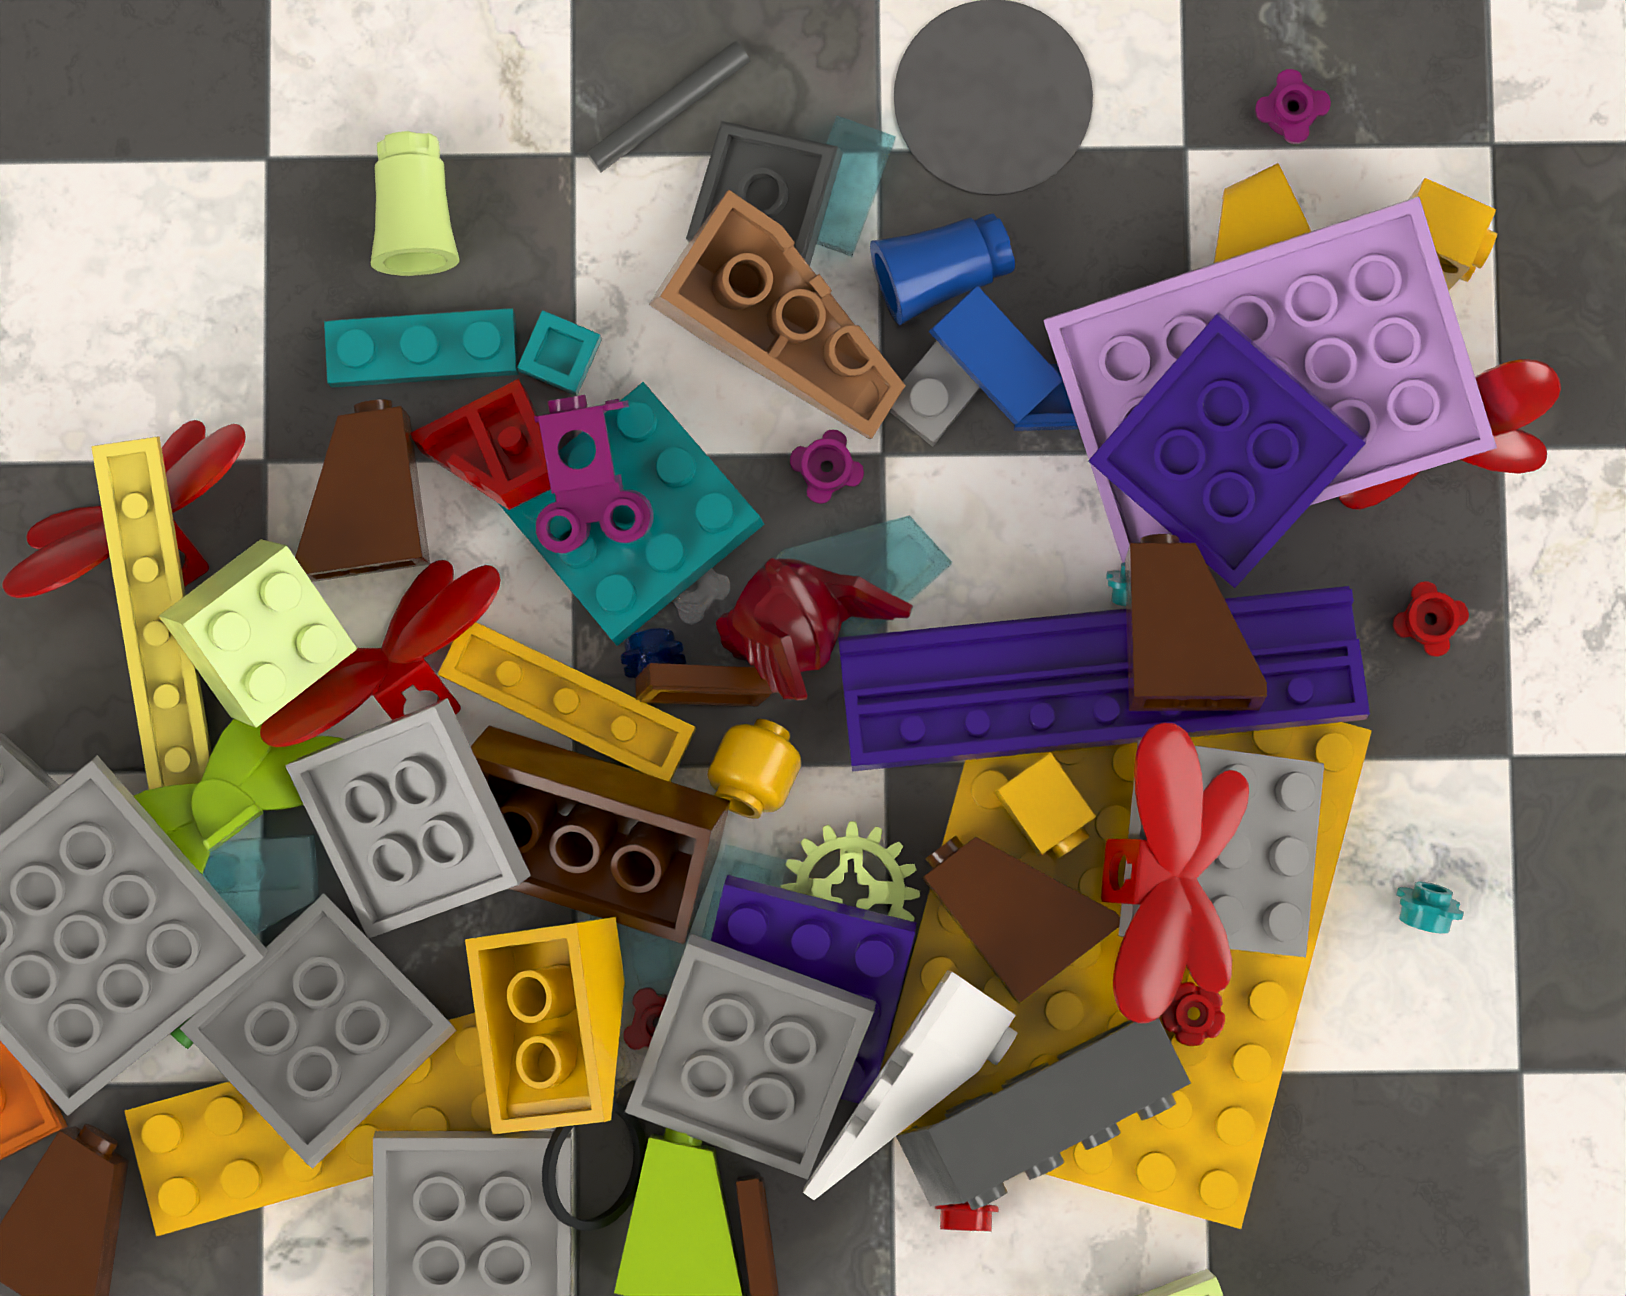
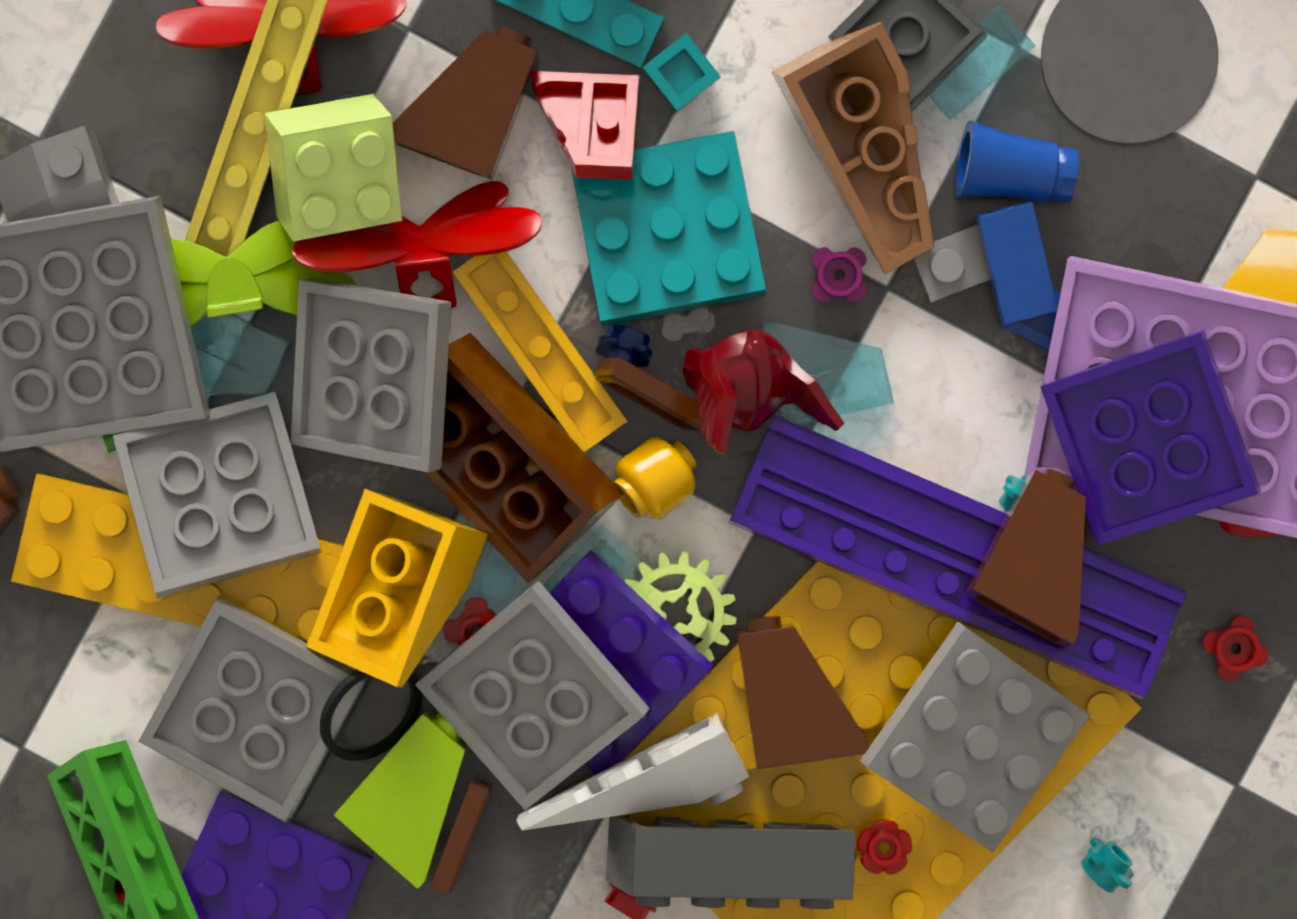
camera: 25 degrees right, 5 degrees up
(588, 492) = (648, 201): magenta piece -> none
(1046, 807) = (860, 632): yellow brick -> none
(1184, 835) = (910, 772): red piece -> none

